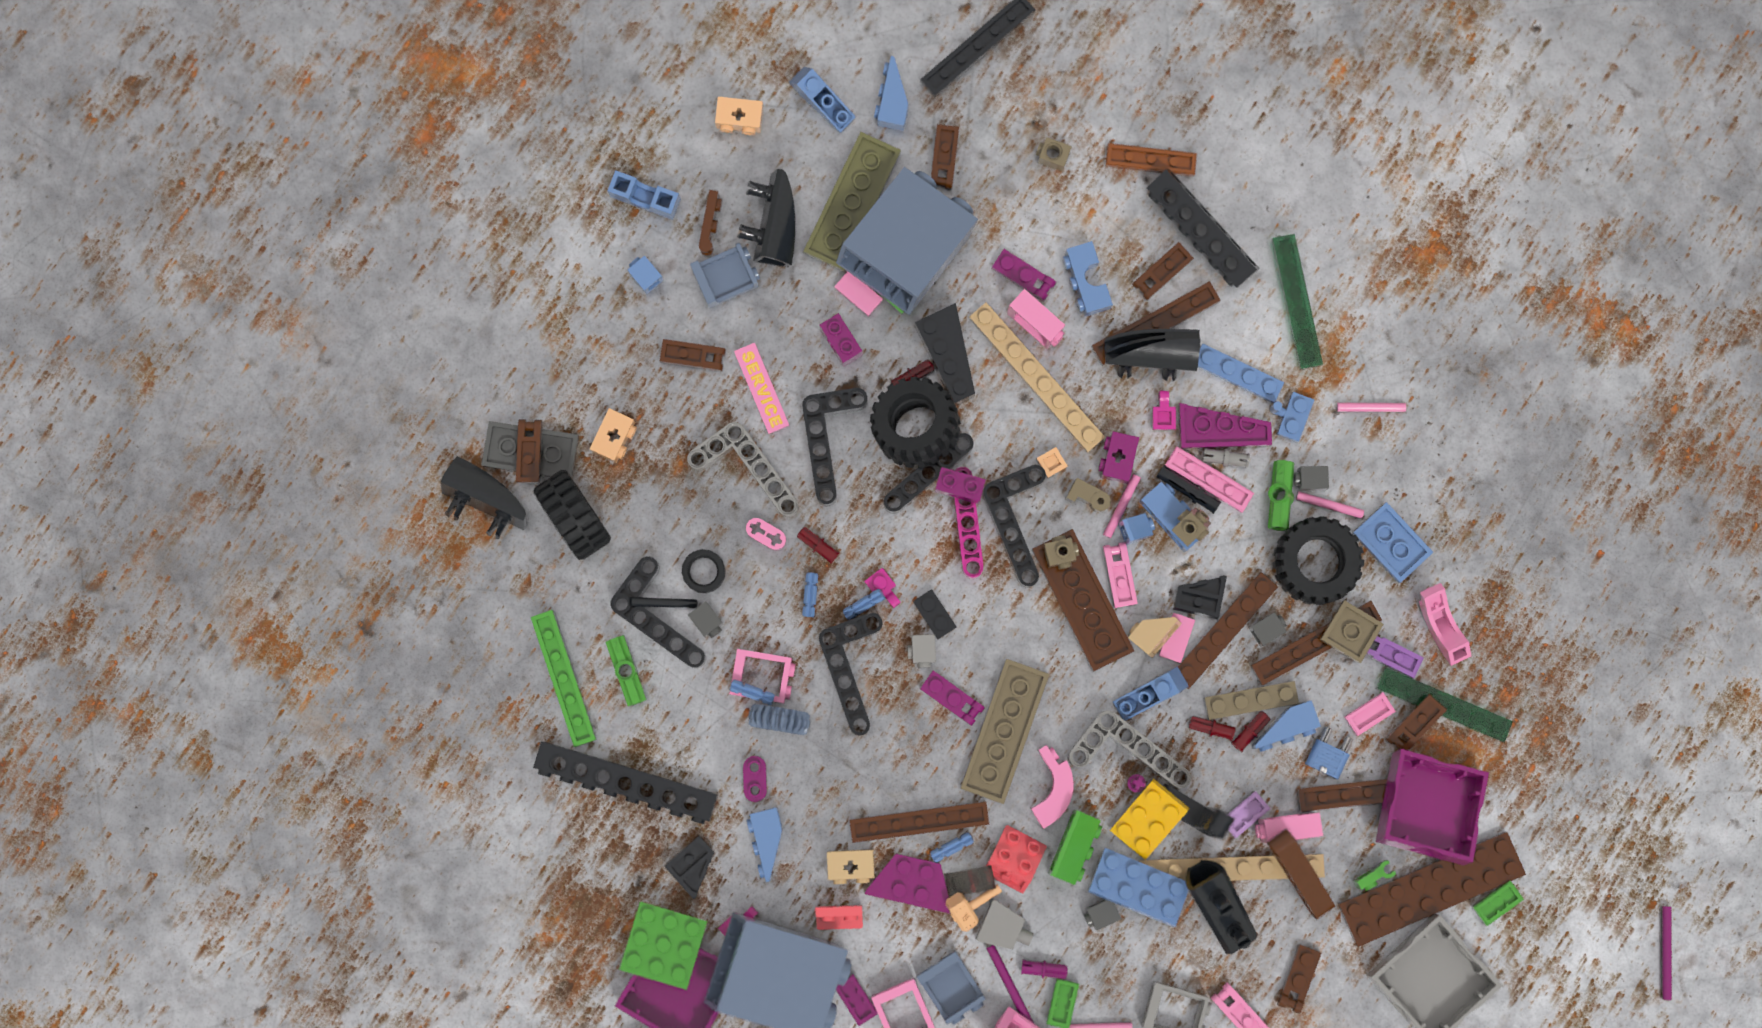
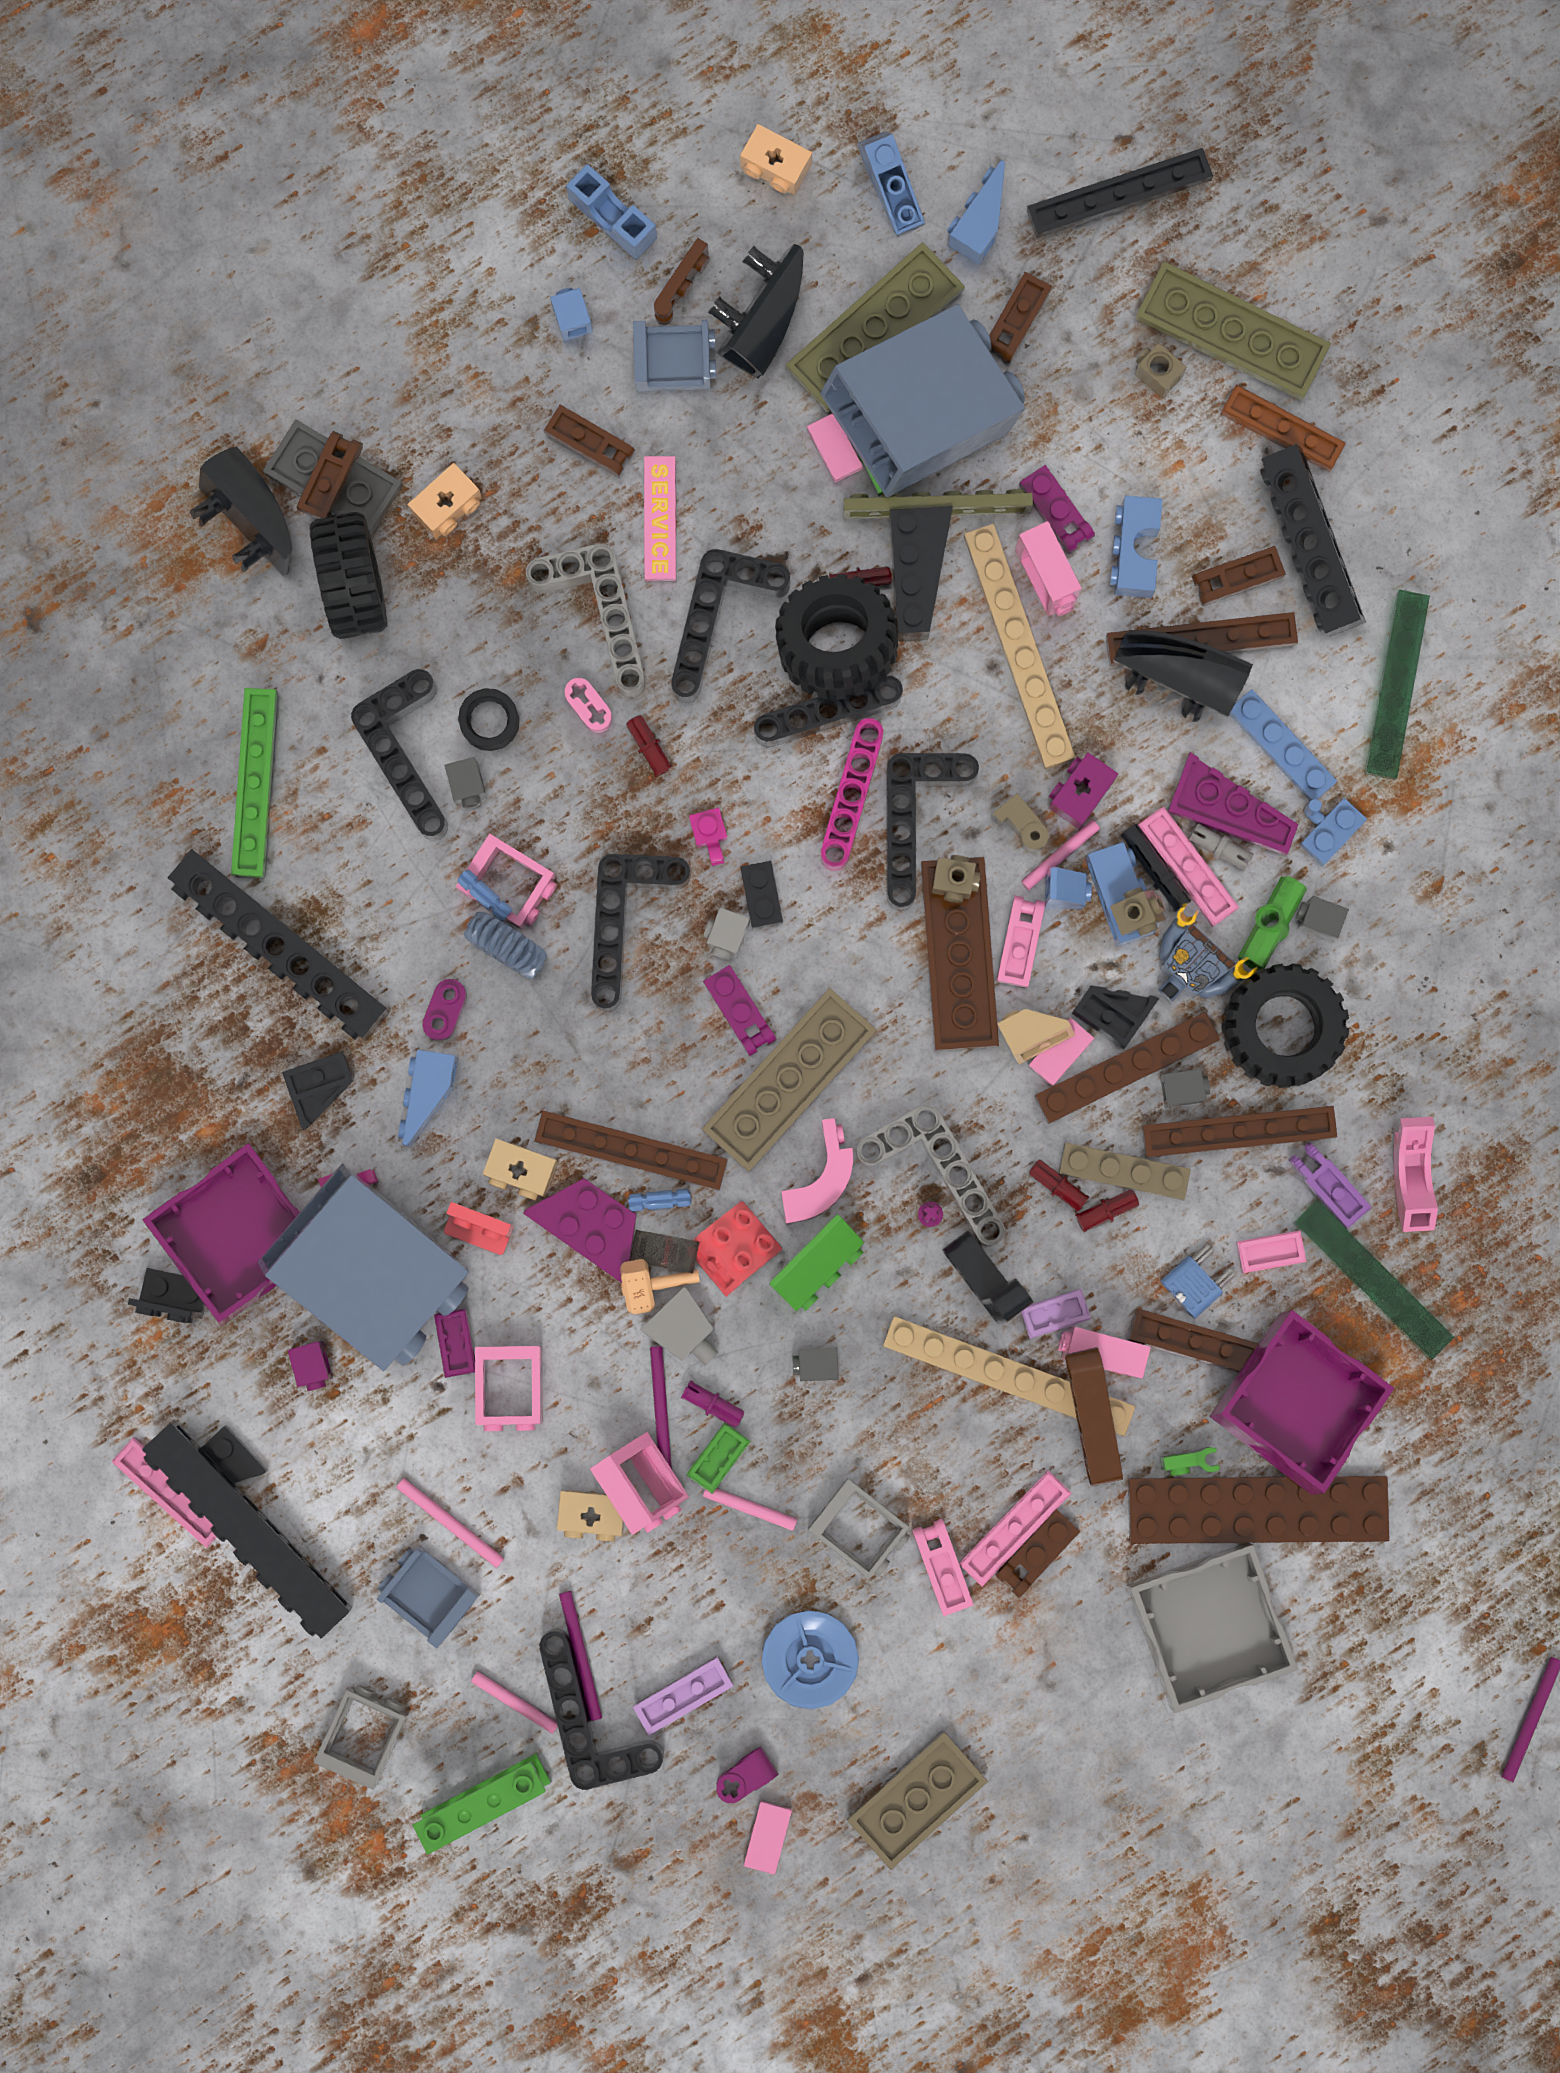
camera: 25 degrees right, 0 degrees up
(630, 685) = (336, 825): bright green piece -> none
(663, 602) = (419, 737): black bar -> none
(663, 945) = (236, 1169): bright green plate -> none
(810, 594) = (612, 805): medium blue axle -> none
(841, 340) = (786, 496): magenta brick -> none
(863, 604) = (676, 844): medium blue axle -> none
(951, 988) = (584, 1378): sand blue panel -> none
(960, 485) = (860, 739): magenta brick -> none
(972, 291) = (982, 503): none -> olive plate
(1052, 462) = (993, 762): light nougat plate -> none
(1091, 108) = (1233, 331): none -> olive plate
(1139, 887) = (878, 1349): medium blue plate -> none
(1149, 819) = (928, 1267): yellow plate -> none
(1150, 693) = (997, 1108): medium blue slope -> none
(1163, 416) = (1163, 760): dark pink plate -> none
(1220, 905) = (973, 1415): black piece -> none
(1242, 542) = (1196, 962): none -> torso
(1277, 968) = (1015, 1528): none -> bright pink tile
(1293, 721) = (1168, 1220): medium blue slope -> none
(1328, 504) = (1331, 962): bright pink bar -> none
(1351, 631) = (1291, 1134): dark tan plate -> none
(1371, 407) = (1437, 859): bright pink bar -> none
(1392, 542) = (1392, 1043): medium blue plate -> none
(1417, 722) = (1328, 1286): reddish brown plate -> none
(1497, 903) = (1336, 1563): bright green plate -> none

